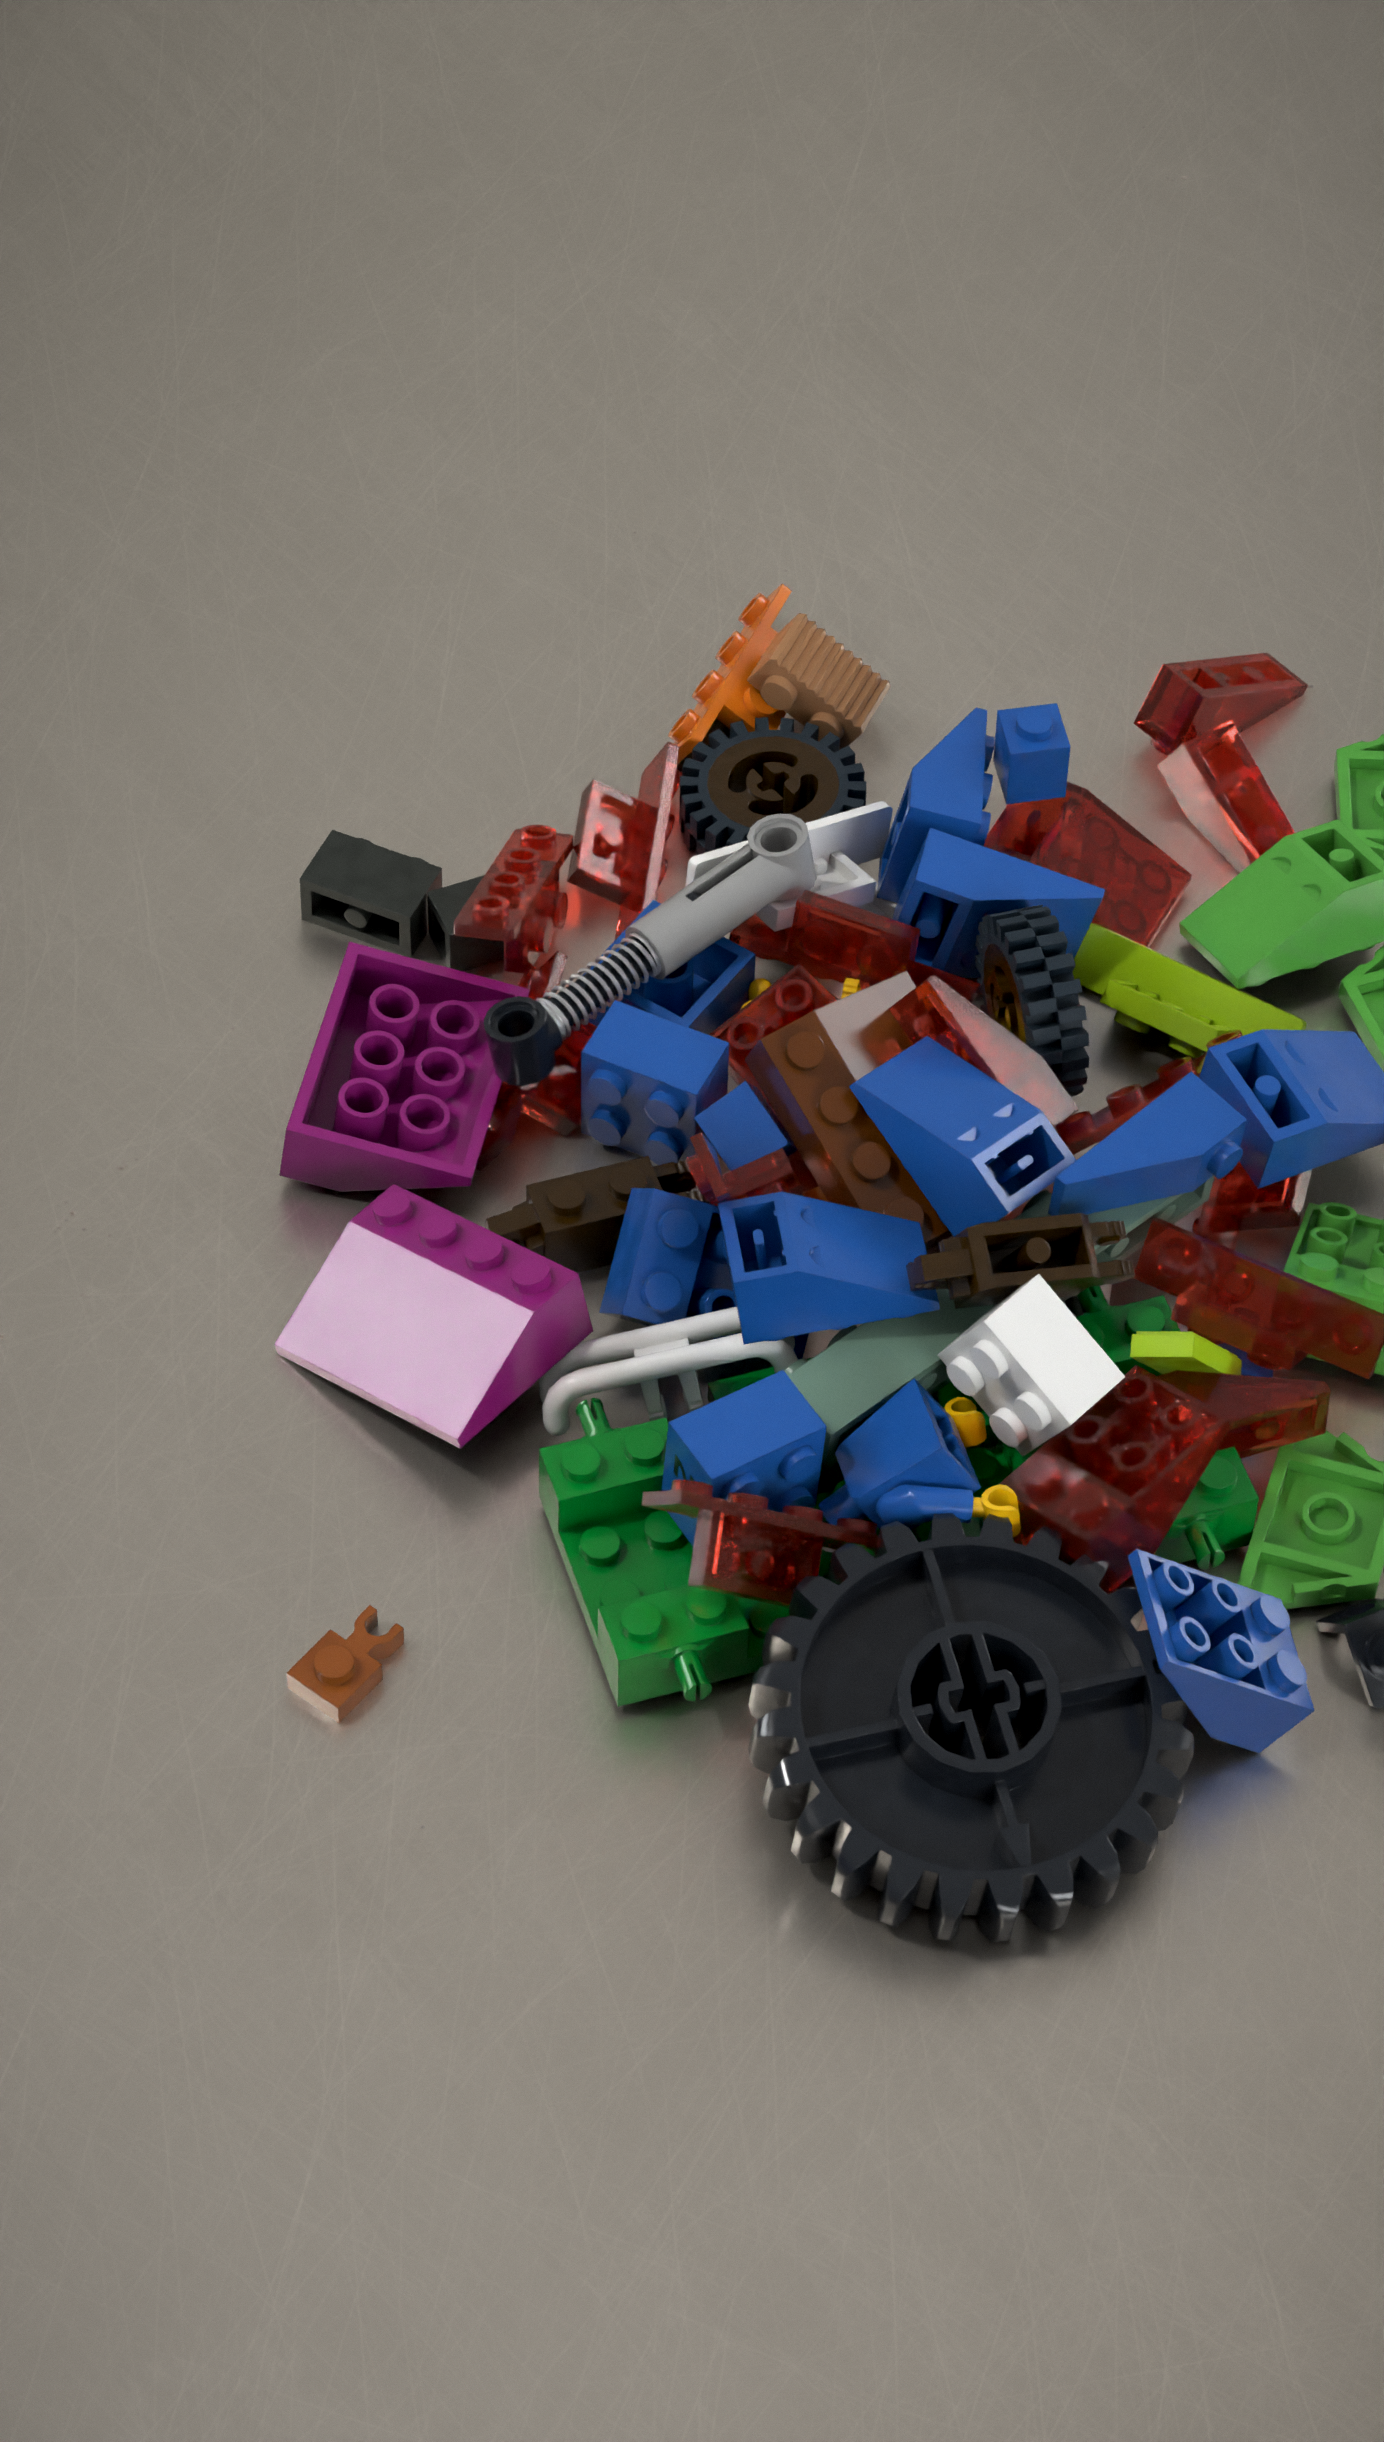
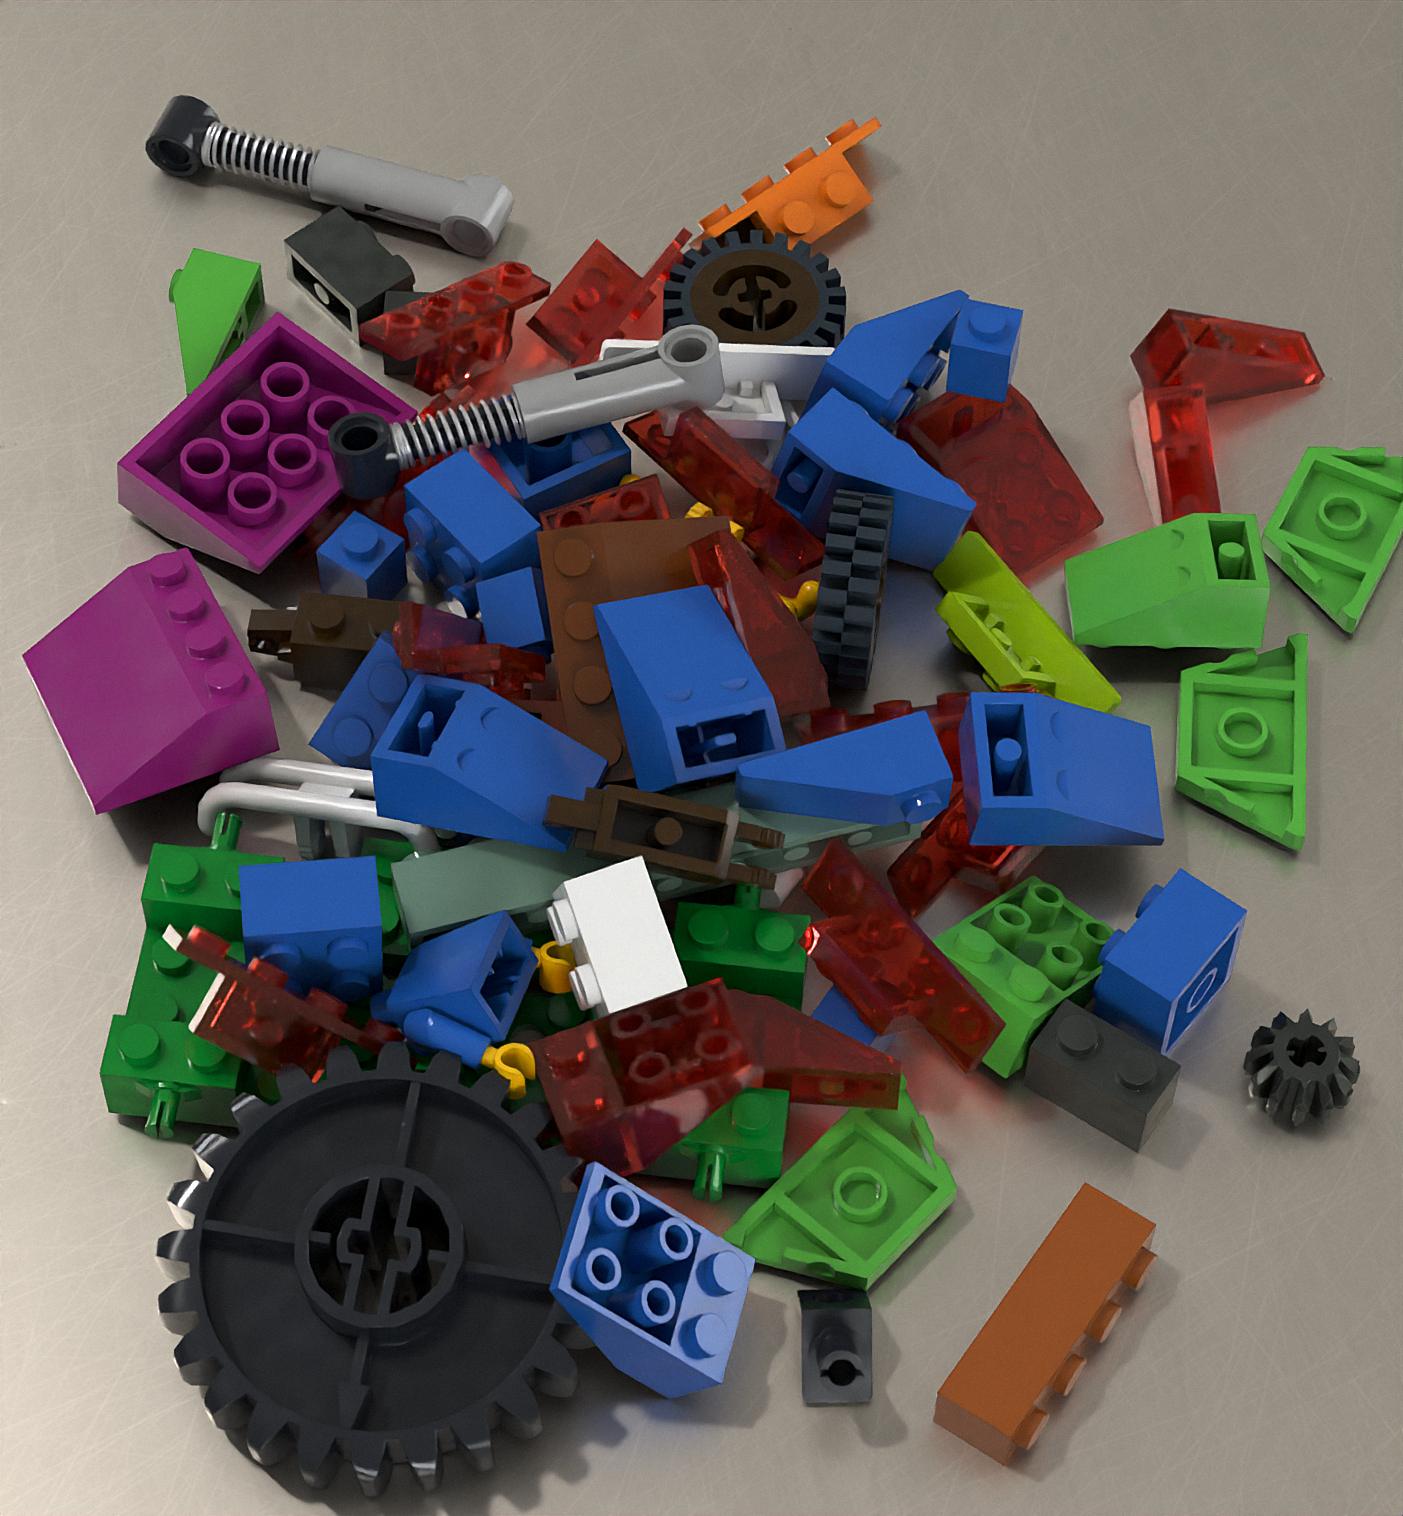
camera: 25 degrees right, 5 degrees up
(264, 982) = (215, 310): none -> bright green slope
(442, 799) = (463, 212): none -> piece
(553, 1141) = (362, 560): none -> blue brick
(818, 681) = (851, 219): medium nougat brick -> none
(1182, 1351) = (781, 986): lime tile -> none

